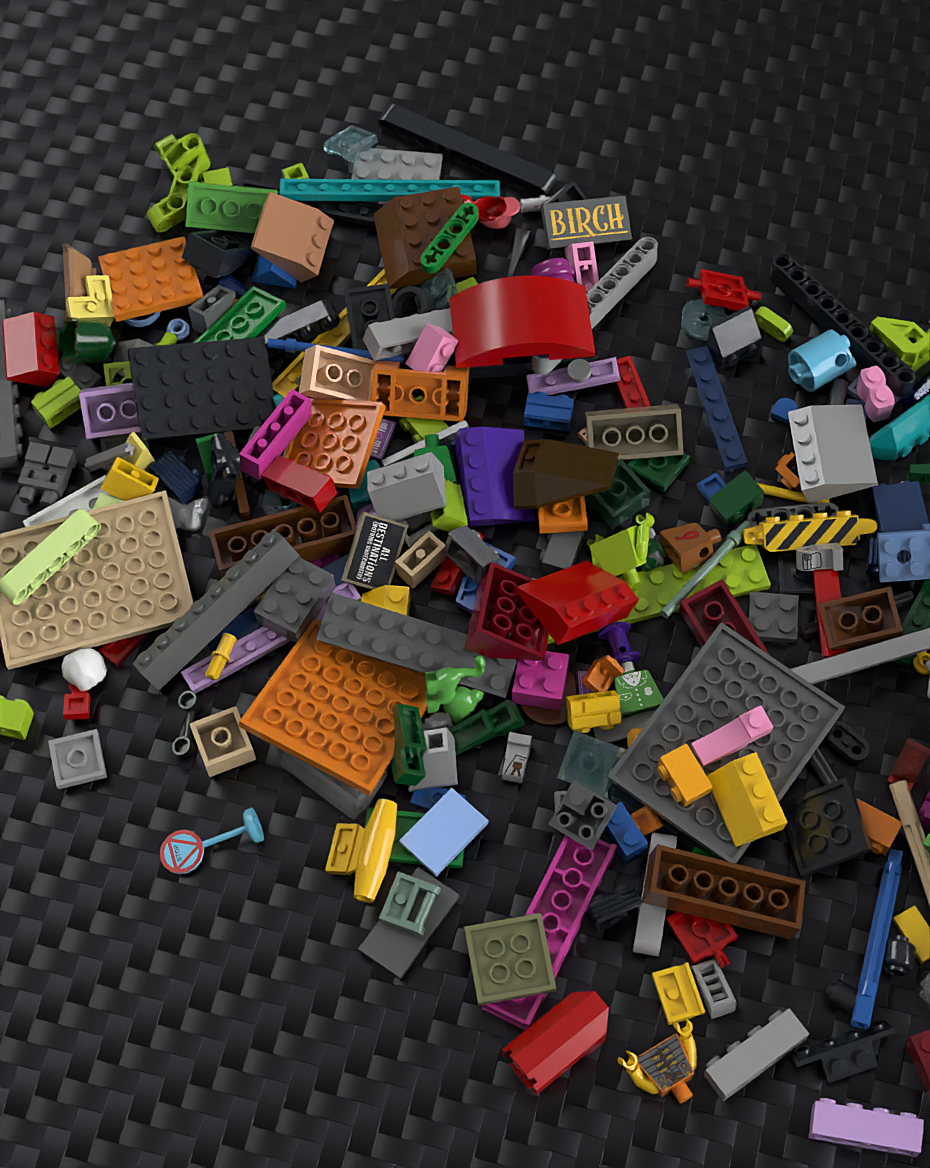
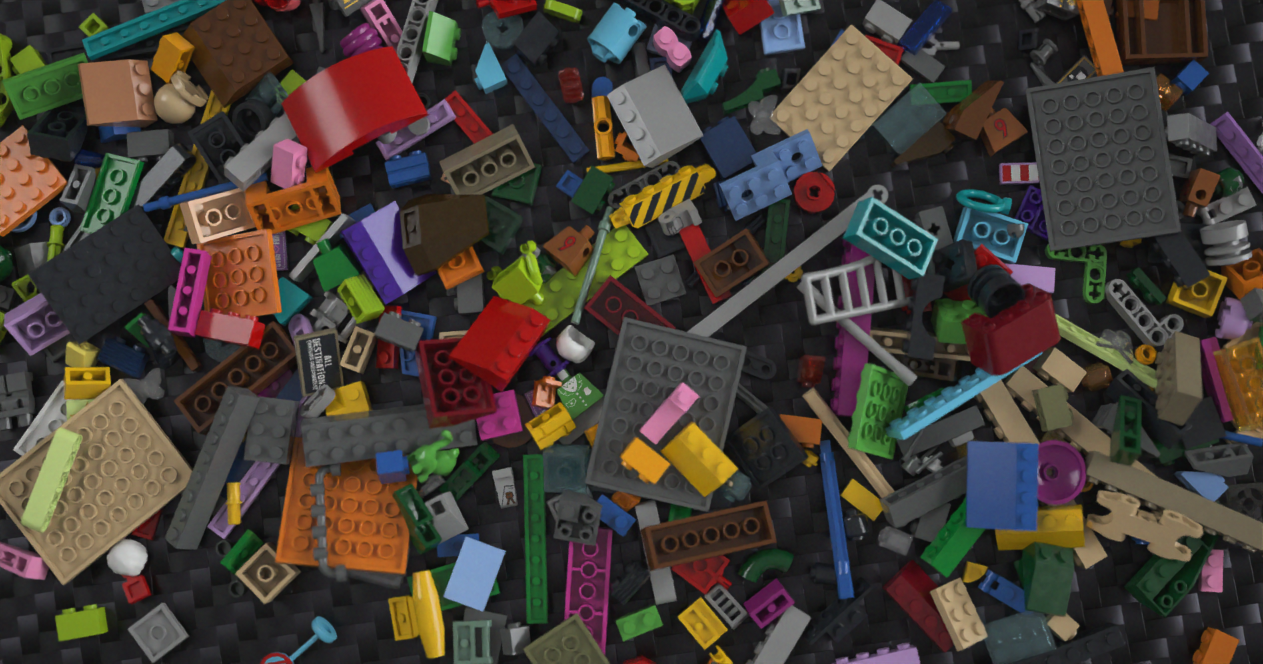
camera: 30 degrees left, 20 degrees up
(108, 457) = (58, 365): light grey axle -> none
(203, 708) = (242, 551): none -> green plate
(298, 293) = (149, 144): none -> dark grey brick
(300, 711) = (320, 531): none -> dark grey bar
(345, 264) = (178, 99): none -> tan tile
(358, 589) = (317, 402): none -> light grey beam
(359, 225) = (172, 56): none -> light orange brick
(406, 679) = (392, 466): none -> blue brick
(407, 487) = (322, 300): light grey slope -> none
(447, 236) = (253, 47): green beam -> none
(455, 918) = (515, 638): none -> dark grey brick
(524, 830) = (535, 540): none -> green tile
(606, 960) = (638, 622): none -> bright green brick
(635, 303) = (440, 39): none -> bright green slope
(651, 641) = (574, 345): none -> white hair
(672, 352) = (489, 71): none -> medium azure slope
(753, 391) = (571, 85): none -> clear red gear
(765, 999) = (768, 603): none -> magenta brick
(768, 456) = (603, 140): none -> light orange piece
(776, 857) = (736, 487): none -> clear light blue head
(777, 953) = (765, 560): none -> dark green cylinder
(871, 863) = (811, 460): none -> yellow plate

